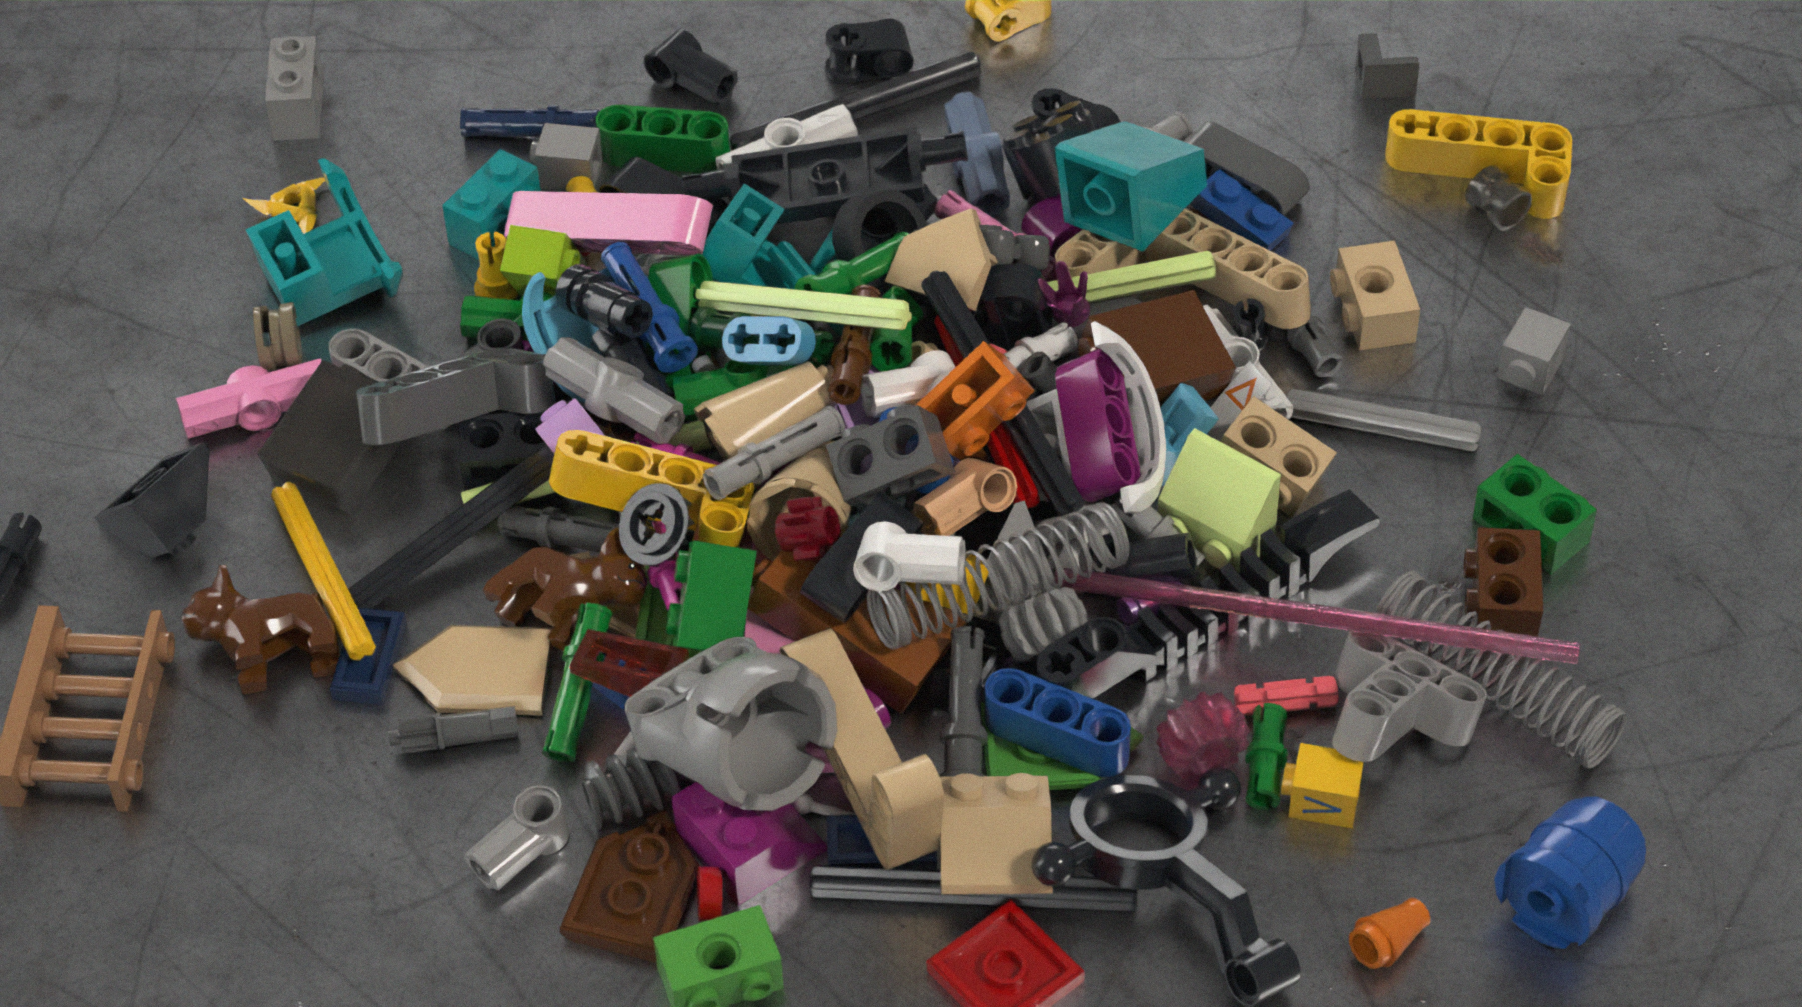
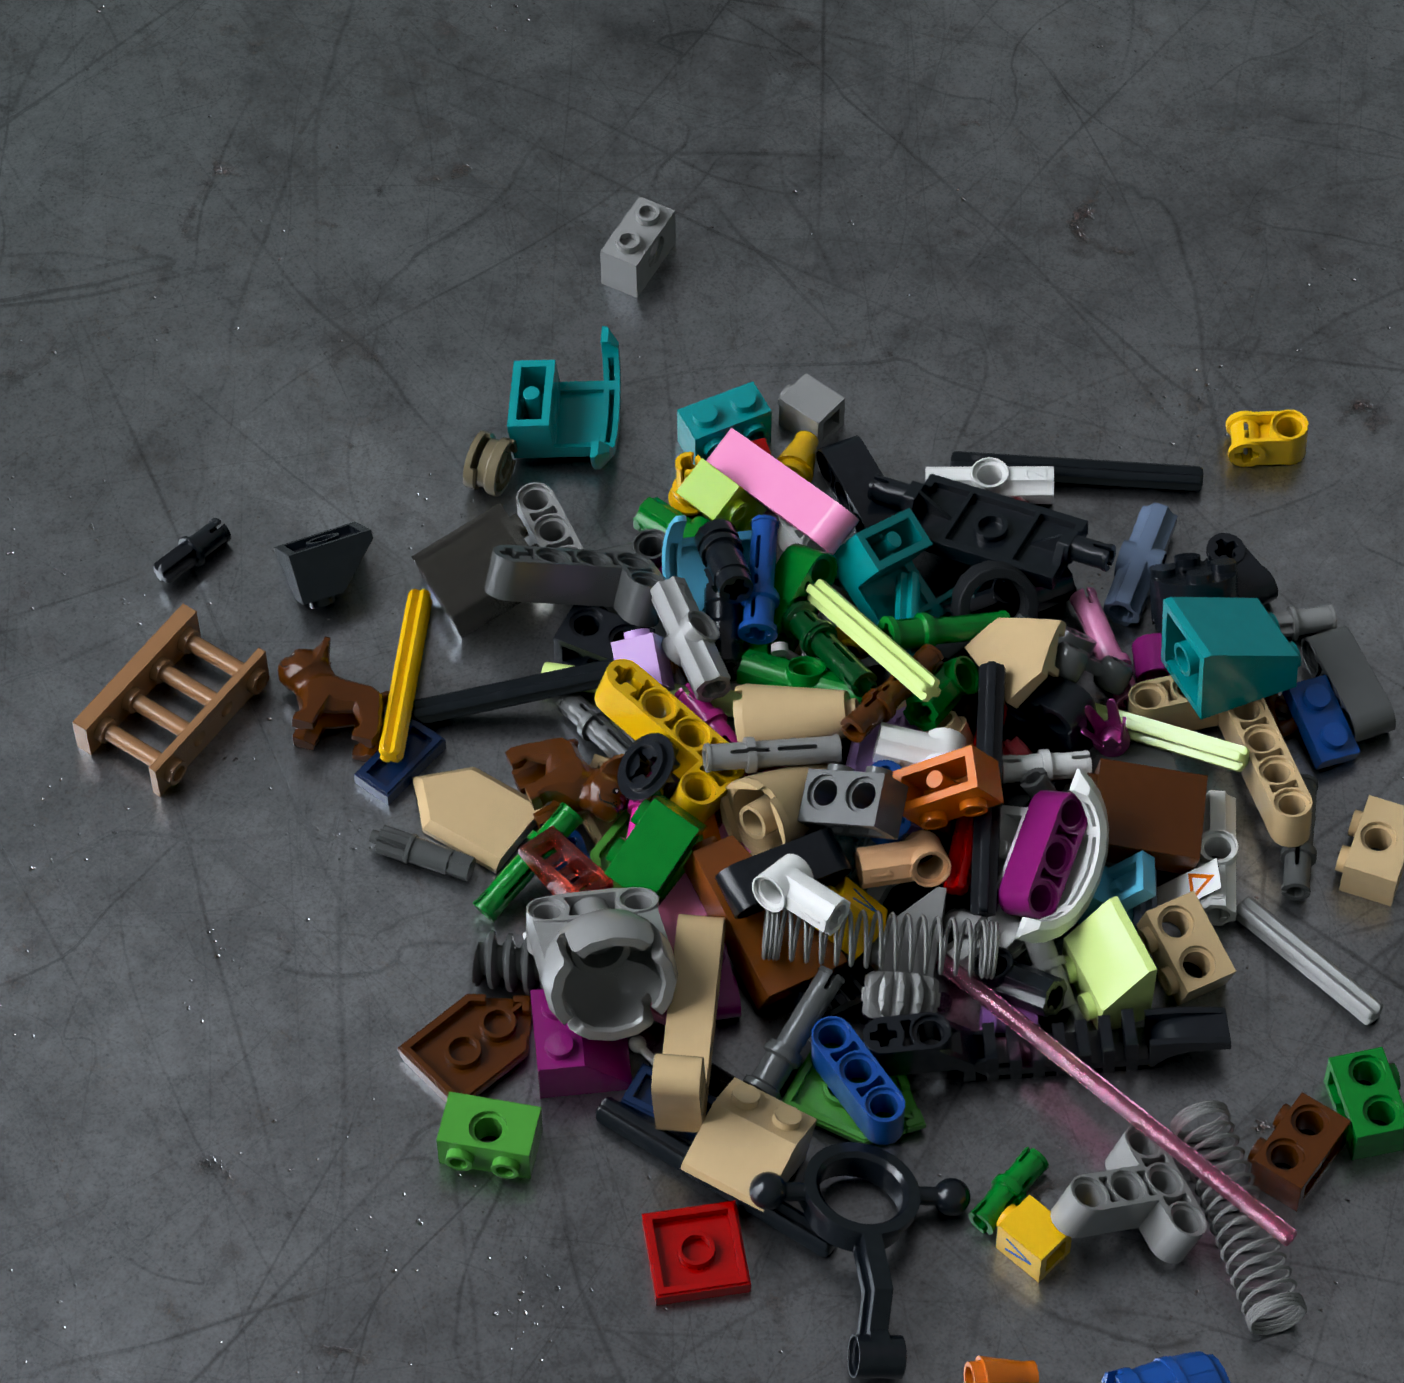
camera: 30 degrees right, 5 degrees up
(248, 399) = (438, 506): bright pink piece -> none
(281, 201) = (577, 361): yellow piece -> none
(520, 837) = (412, 965): light grey piece -> none
(521, 122) = (800, 362): dark blue pin -> none
(663, 136) = (896, 428): green beam -> none
(683, 62) = (960, 367): black piece -> none
(709, 893) = (518, 1078): red tile -> none
(769, 330) = (821, 664): dark azure beam -> none
(807, 528) = (749, 829): dark red gear -> none
(870, 48) = (1120, 427): black piece -> none
(1202, 735) = (962, 1149): clear pink gear -> none
(1251, 322) = (1250, 828): black pin -> none
(1289, 694) = (1059, 1149): coral axle -> none

